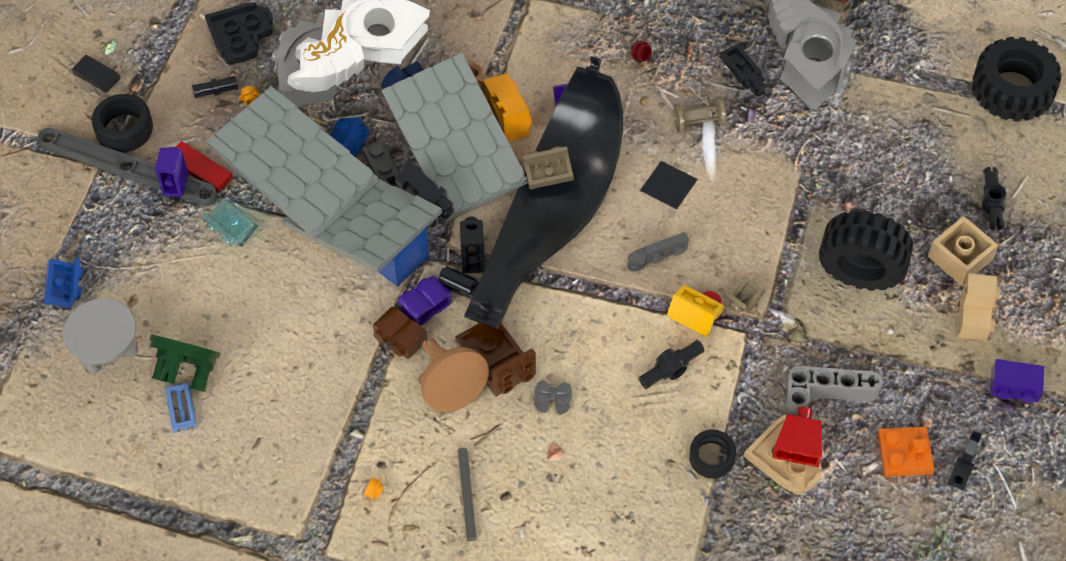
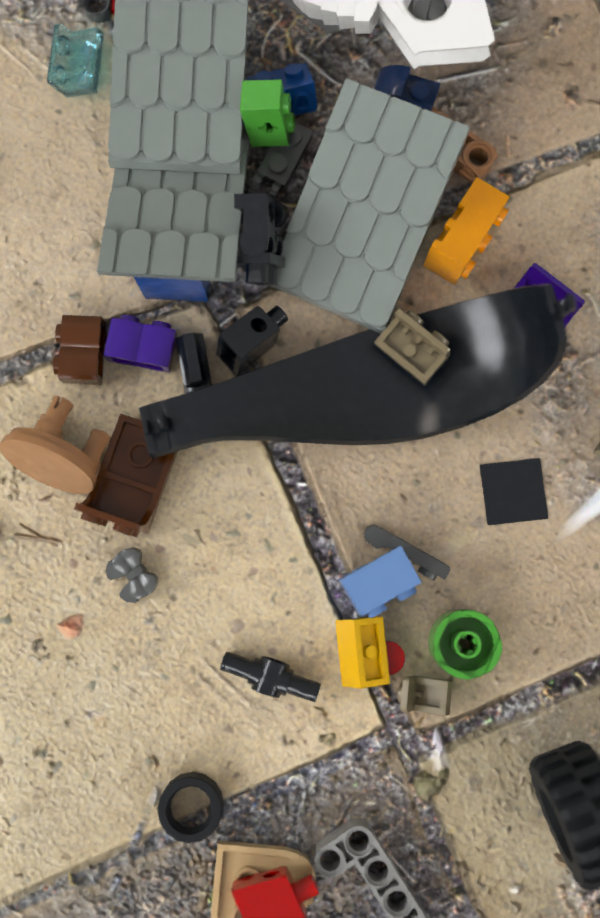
camera: 50 degrees right, 25 degrees up
(360, 142) = (267, 112): none -> bright green brick
(662, 272) = (380, 582): none -> medium blue brick
(731, 255) = (484, 647): none -> bright green brick

